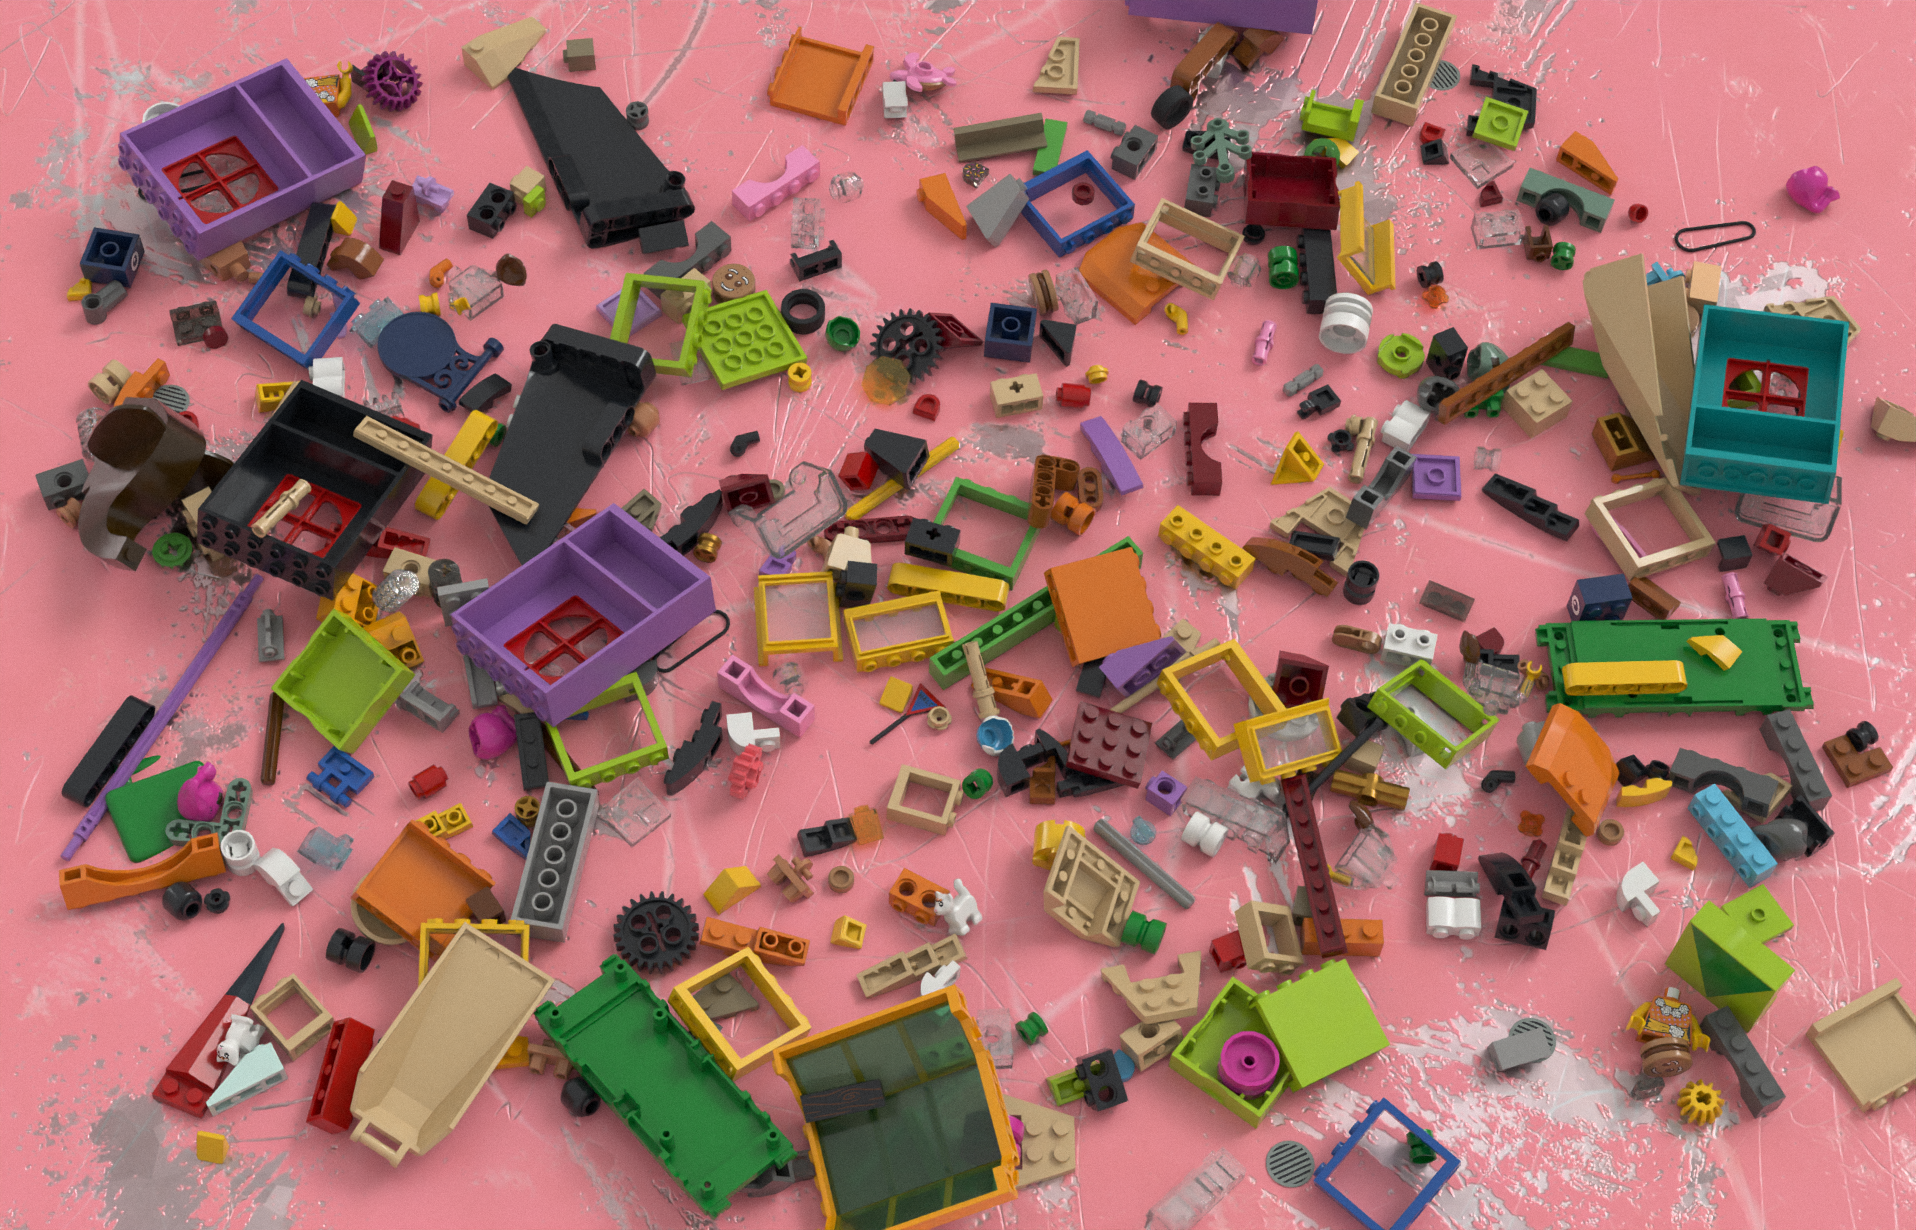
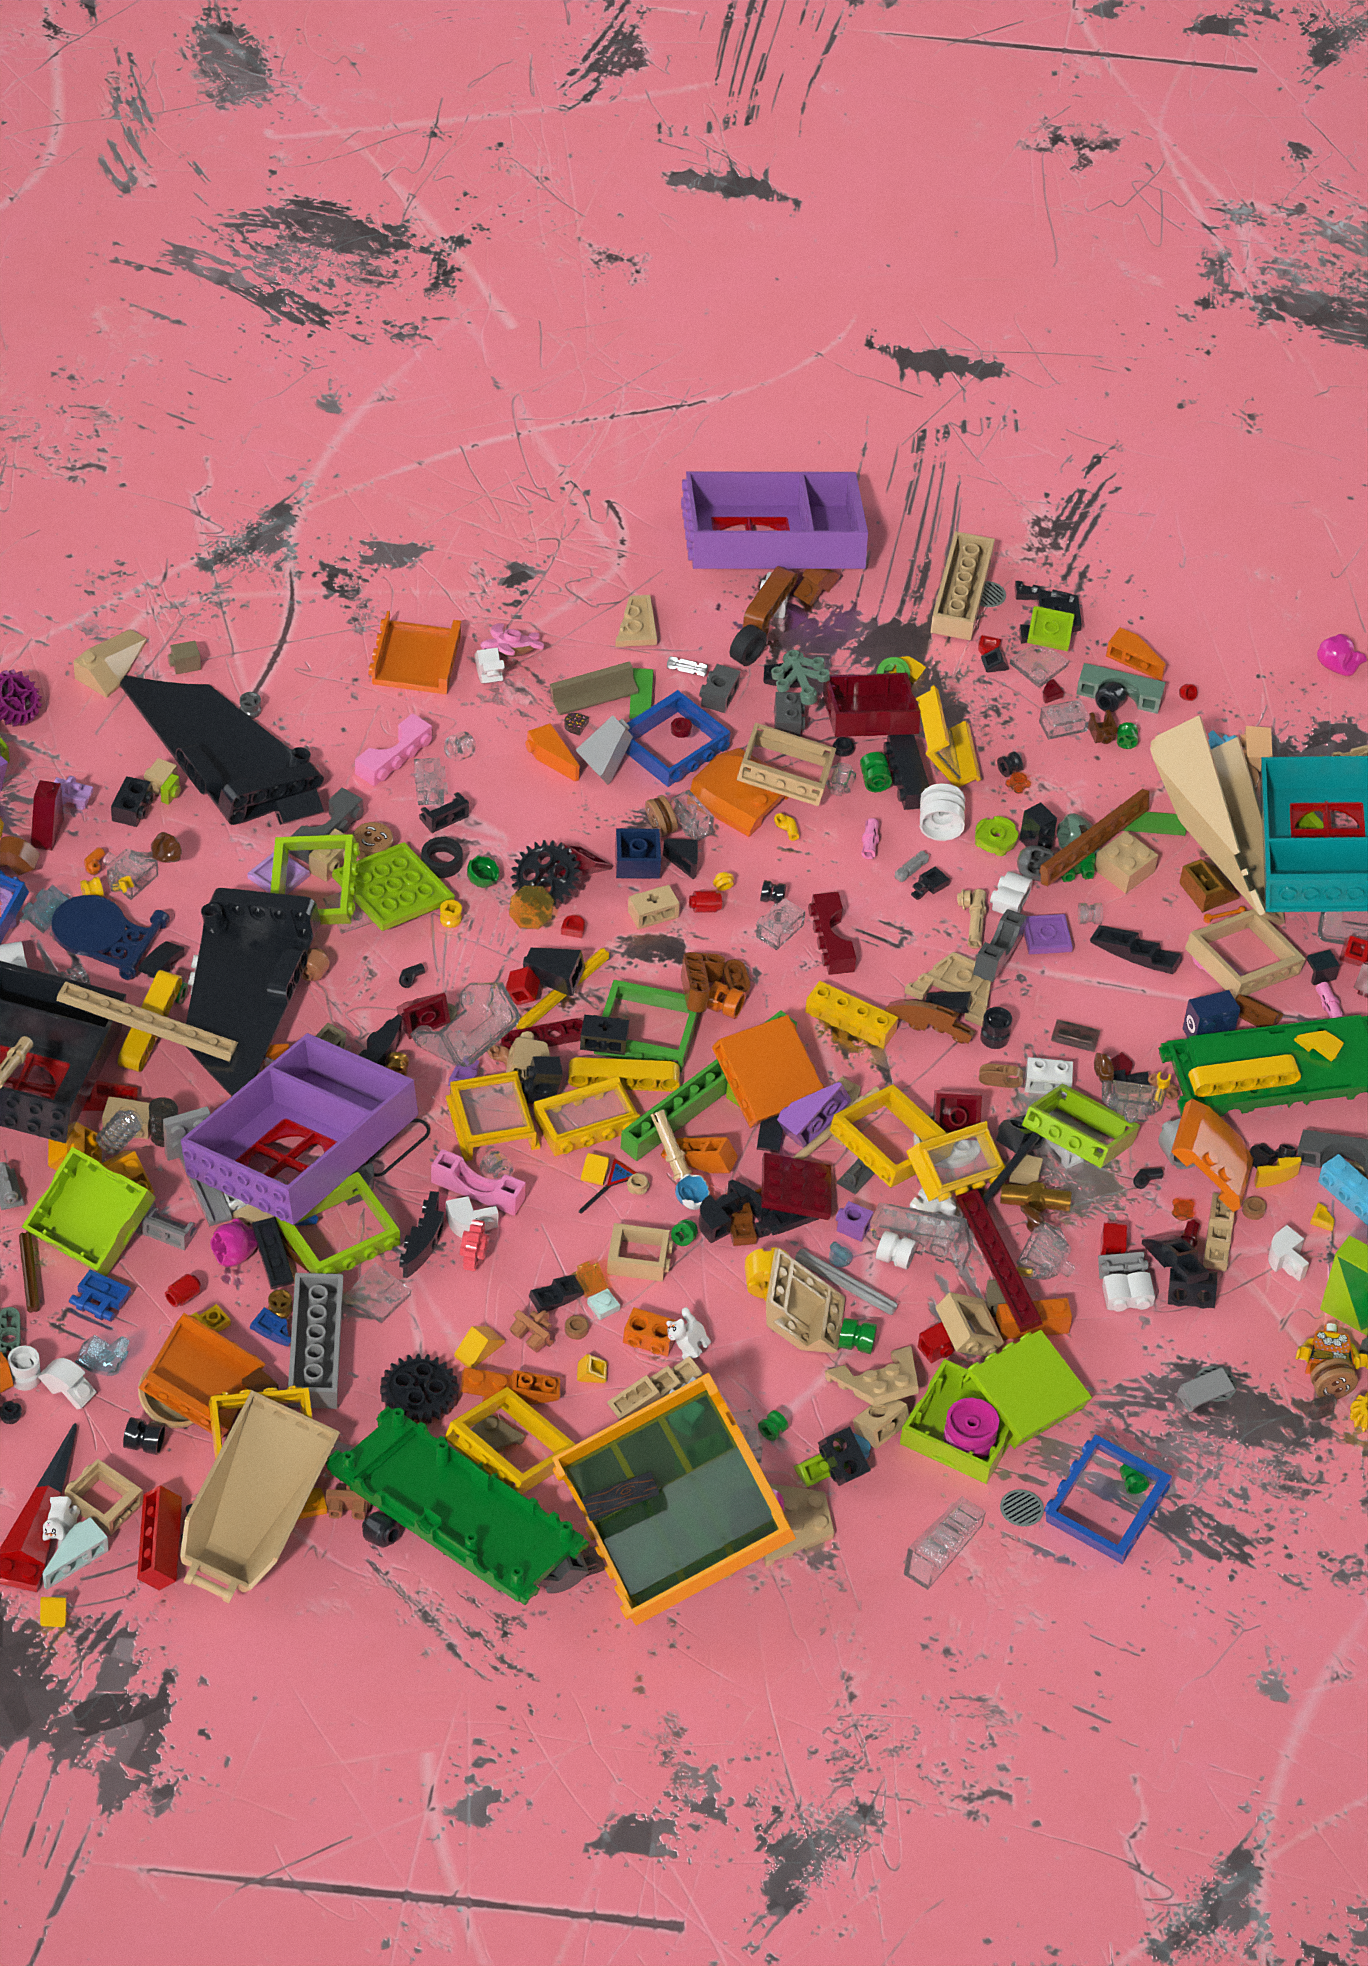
camera: 10 degrees left, 10 degrees down
(875, 855) = (603, 1304): none -> light aqua plate
(1111, 454) = (753, 950): medium lavender slope -> none
(1297, 463) = (920, 935): yellow slope -> none
(1330, 119) = (895, 641): lime panel -> none
(1343, 436) = (955, 913): black plate -> none
(1714, 226) = (1257, 697): black piece -> none

